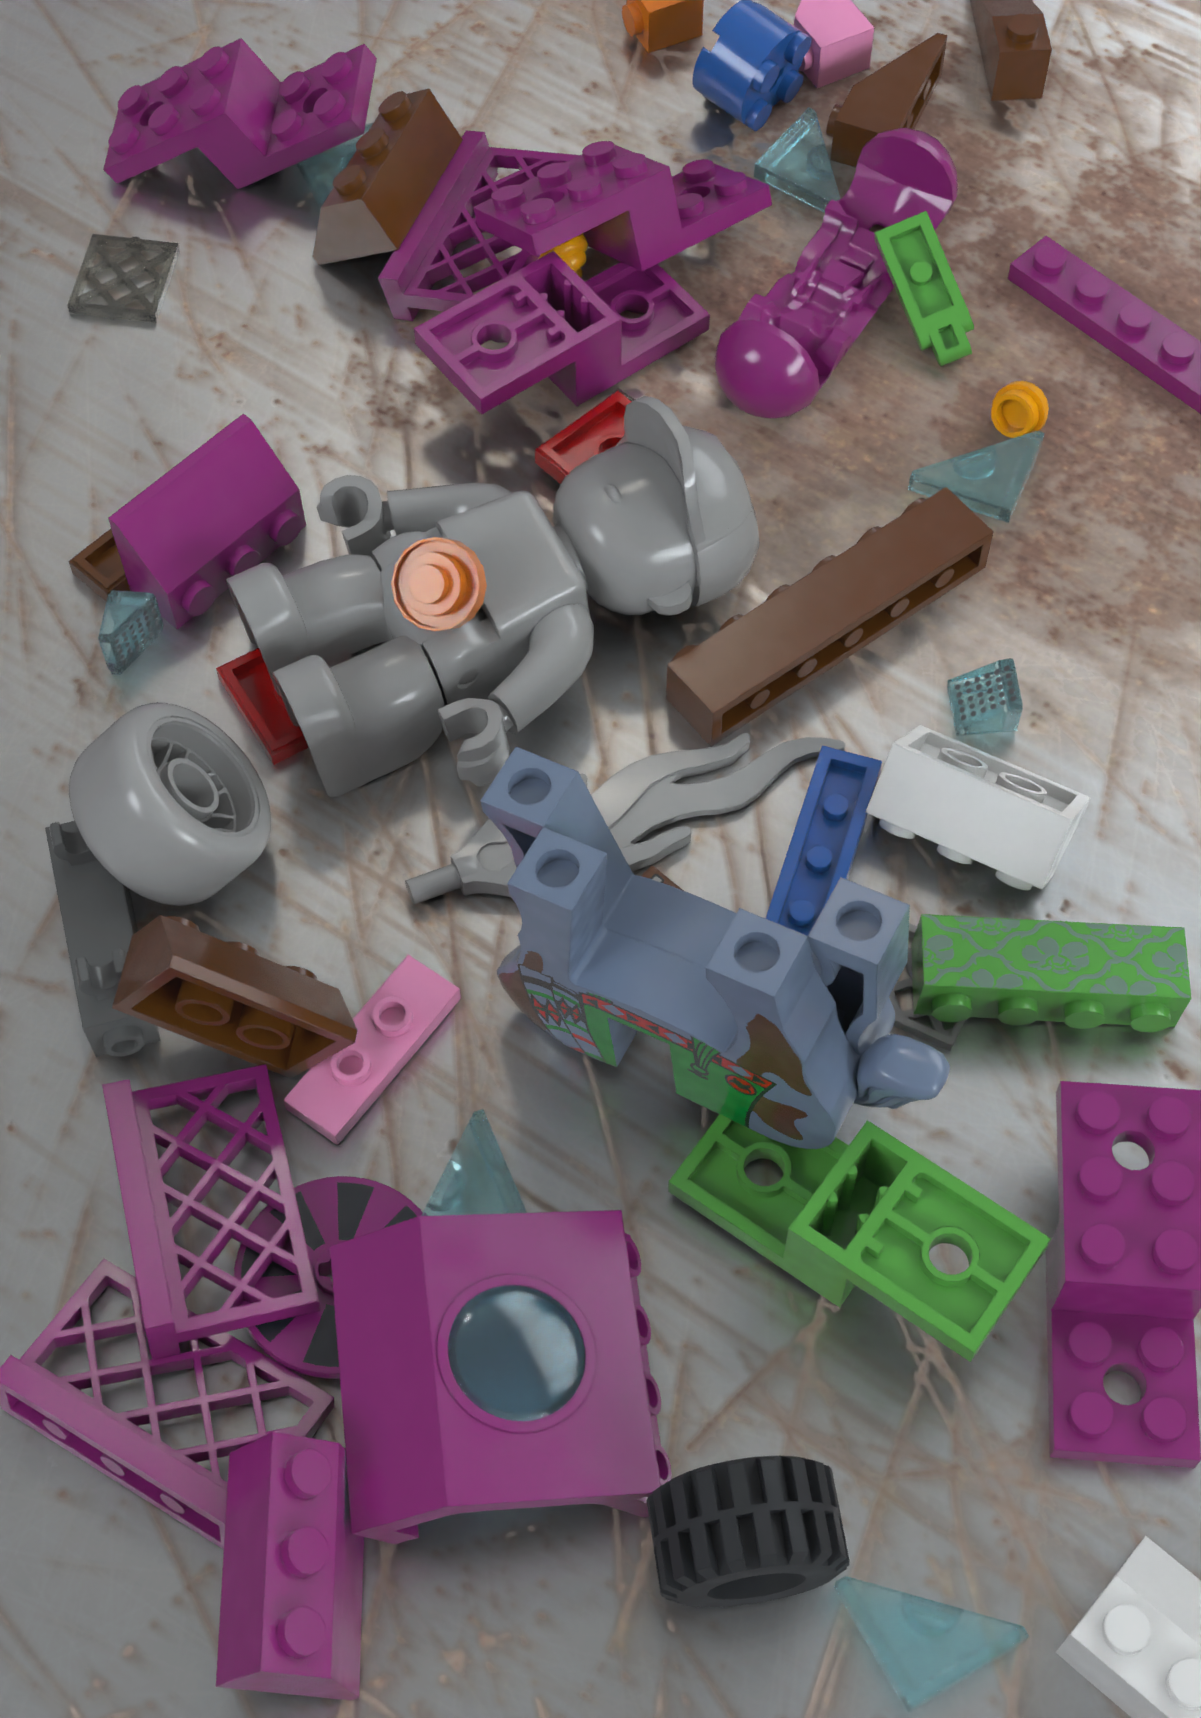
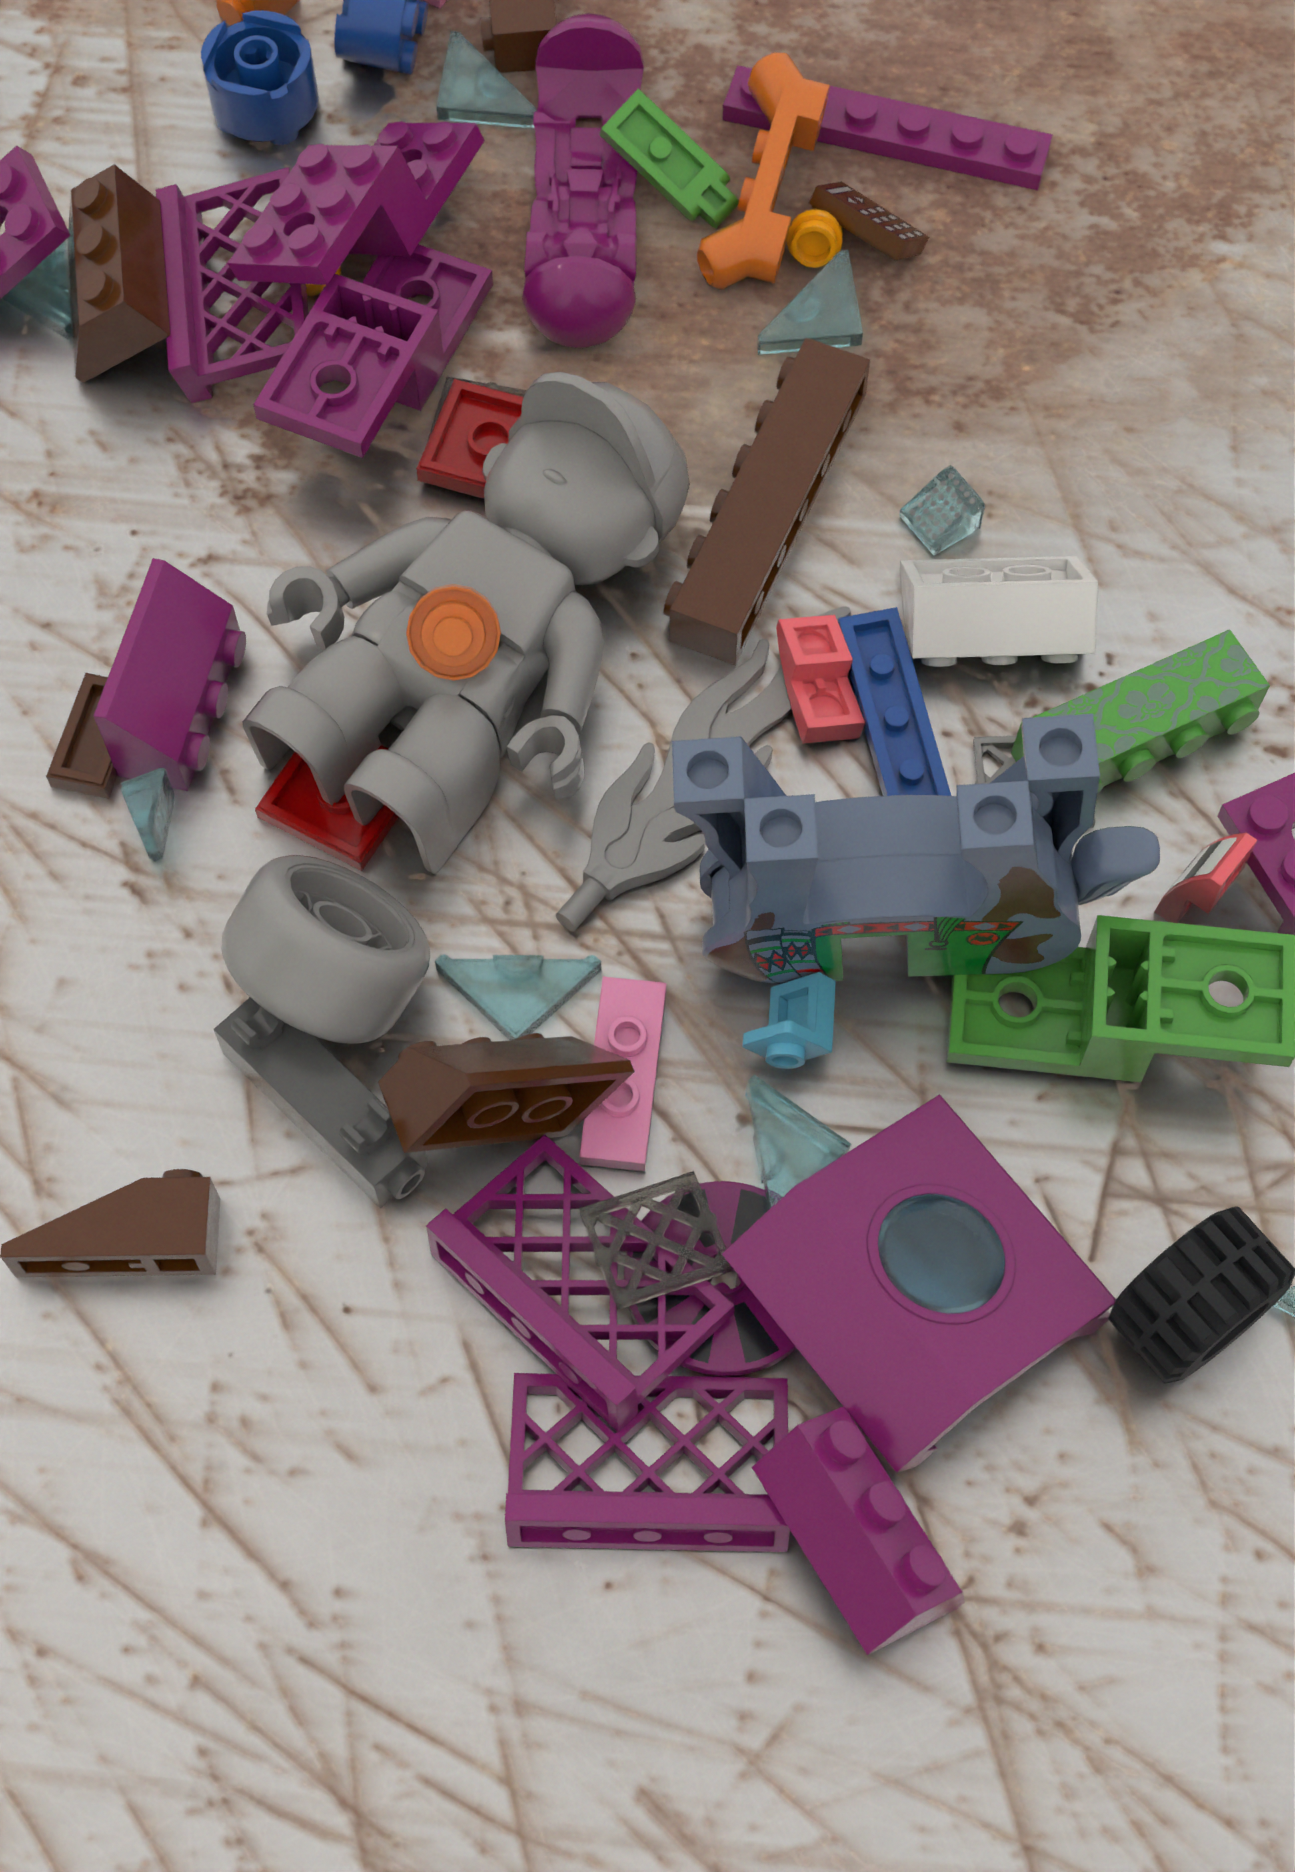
camera: 30 degrees left, 5 degrees up
(297, 1161) = (644, 1198): none -> clear smoke window
(334, 931) = (518, 990): none -> clear light blue tile
(550, 1087) = (798, 1022): none -> medium azure bracket
(616, 78) = (260, 77): none -> blue brick
(771, 791) = (816, 679): none -> coral slope
(965, 389) = (758, 241): none -> orange plate
(1013, 1146) = (1207, 876): none -> coral slope
(1080, 416) = (869, 221): none -> reddish brown tile

